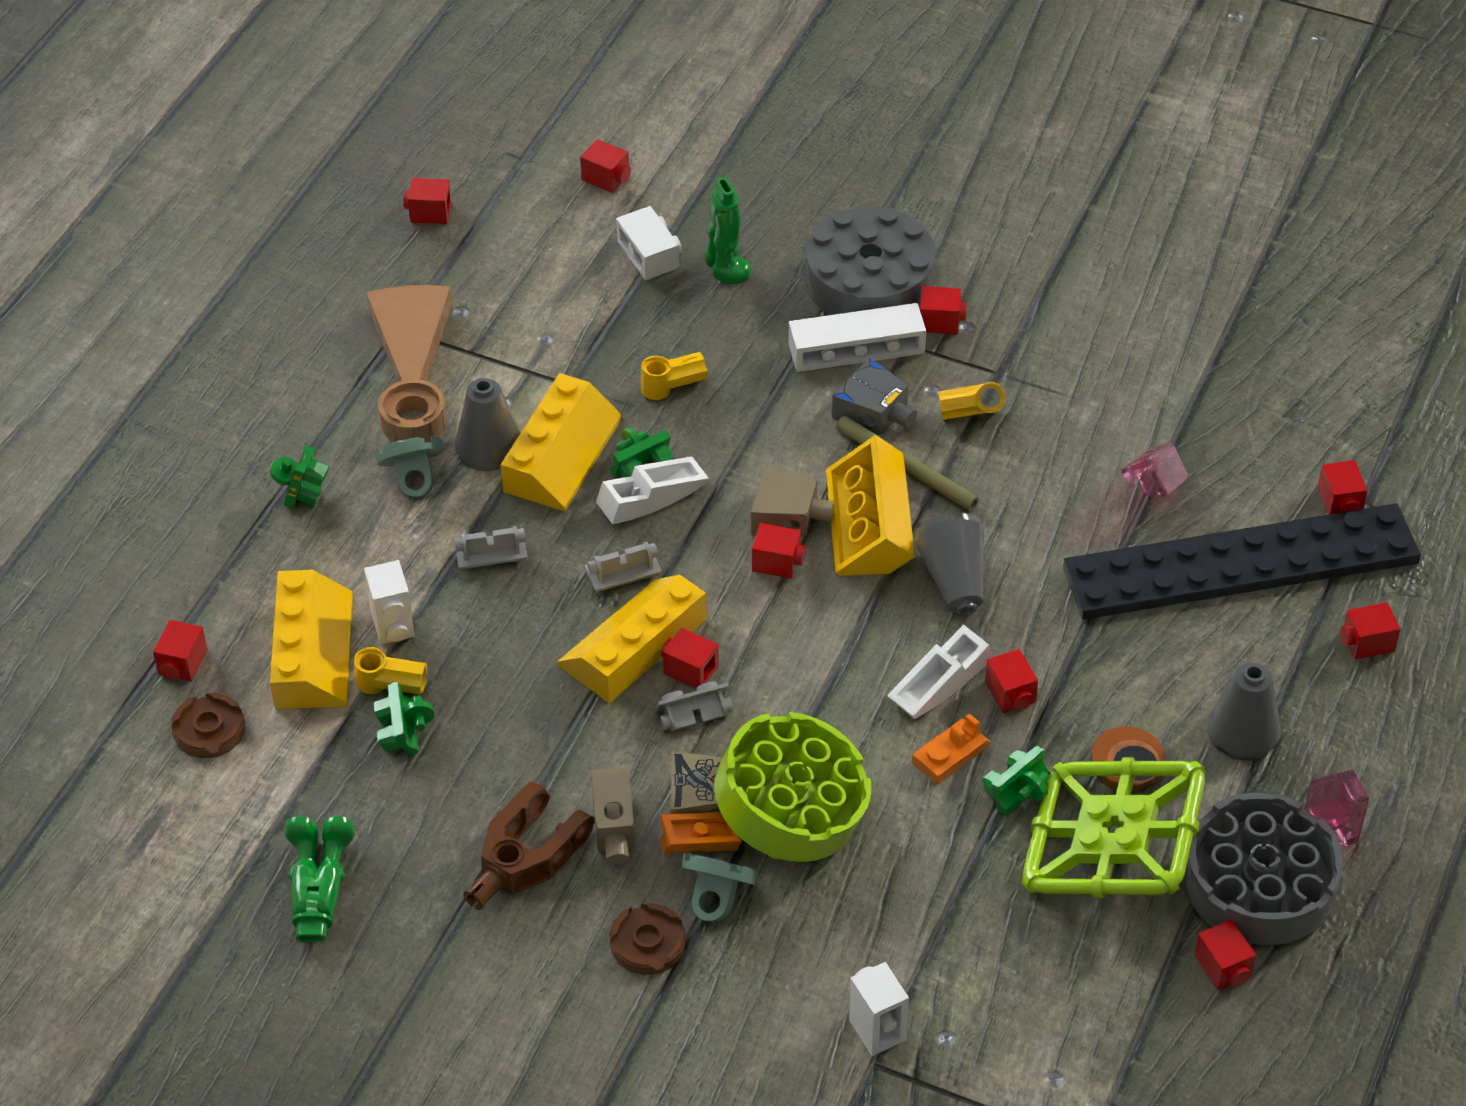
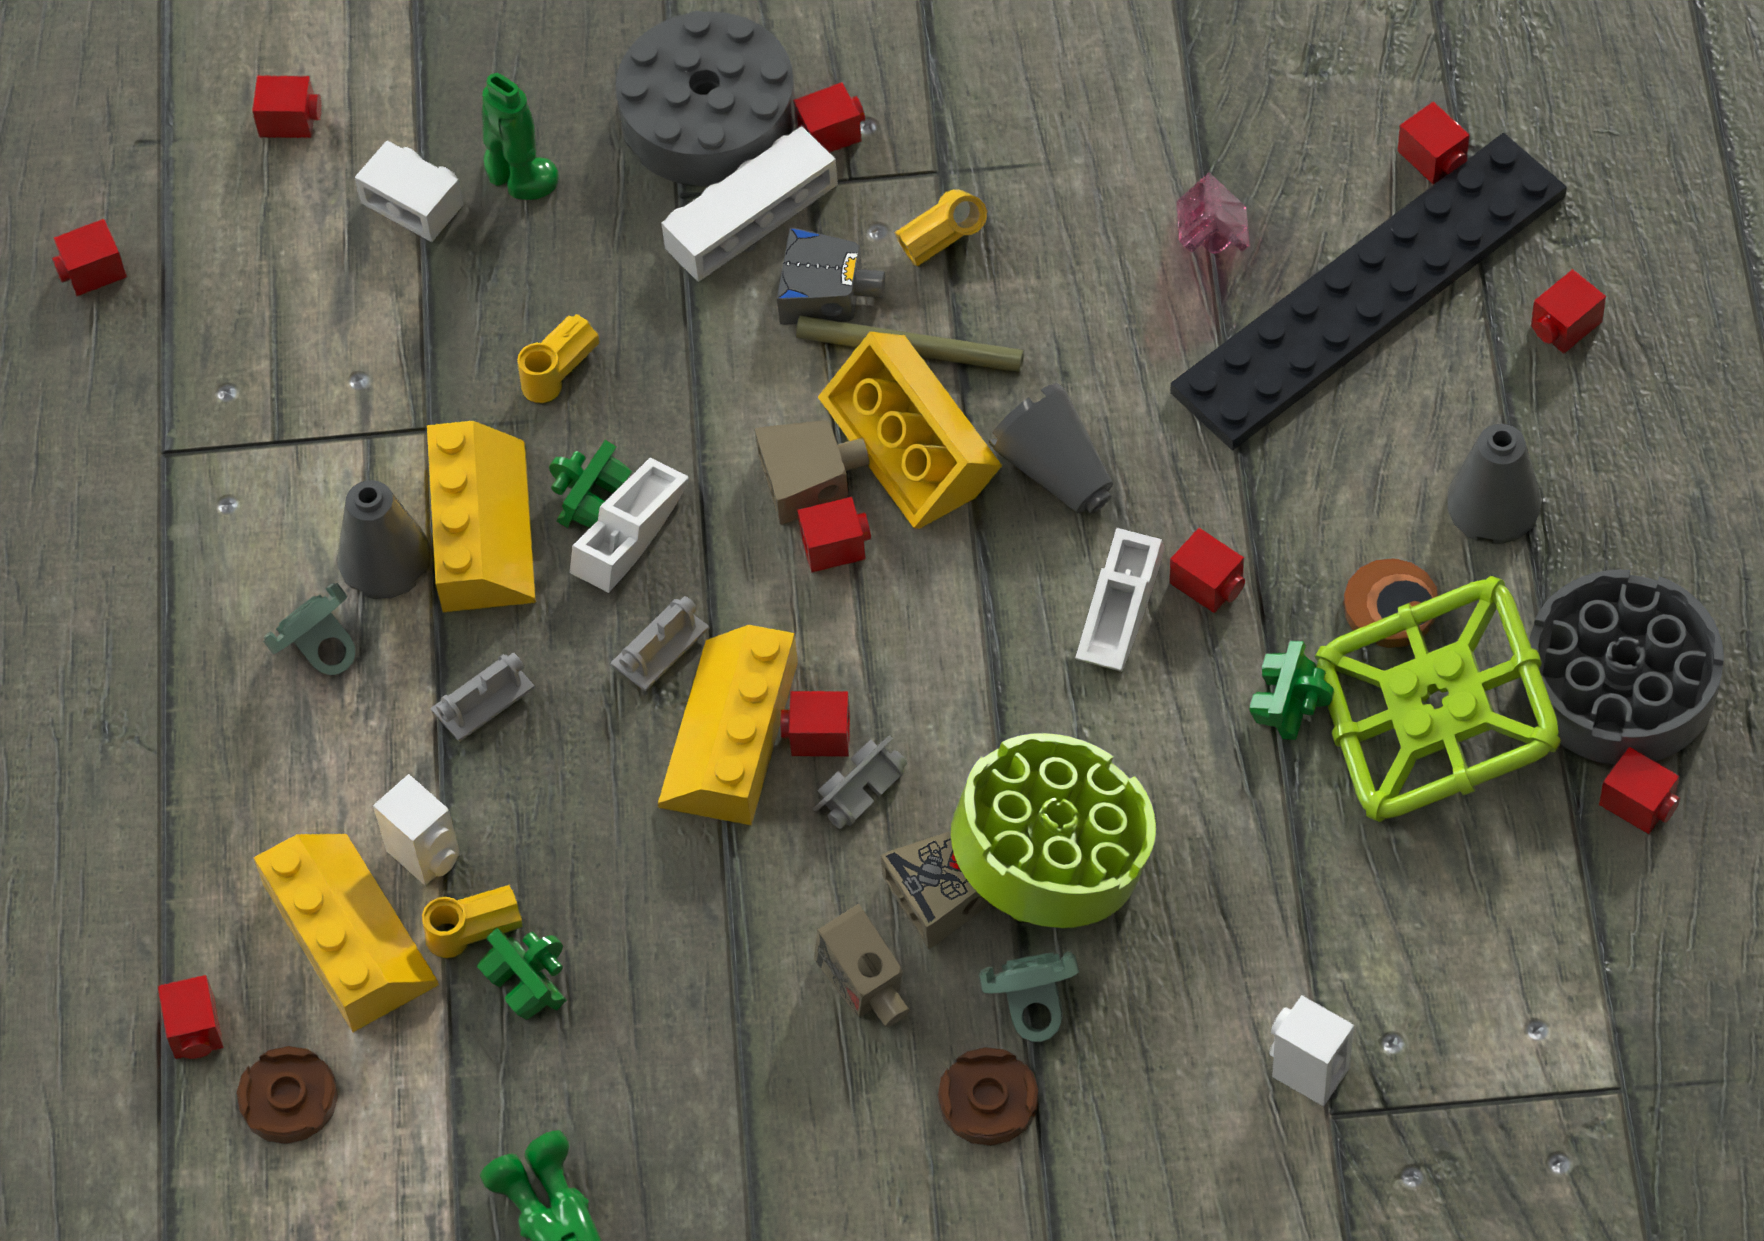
camera: 25 degrees left, 10 degrees up
(303, 479) = (193, 717): green hips -> none
(411, 329) = (182, 448): medium nougat piece -> none
(513, 866) = (799, 1077): reddish brown piece -> none
(697, 833) = (969, 939): orange plate -> none
(951, 749) = (1186, 689): orange plate -> none
(1340, 803) = (1667, 548): clear pink panel -> none

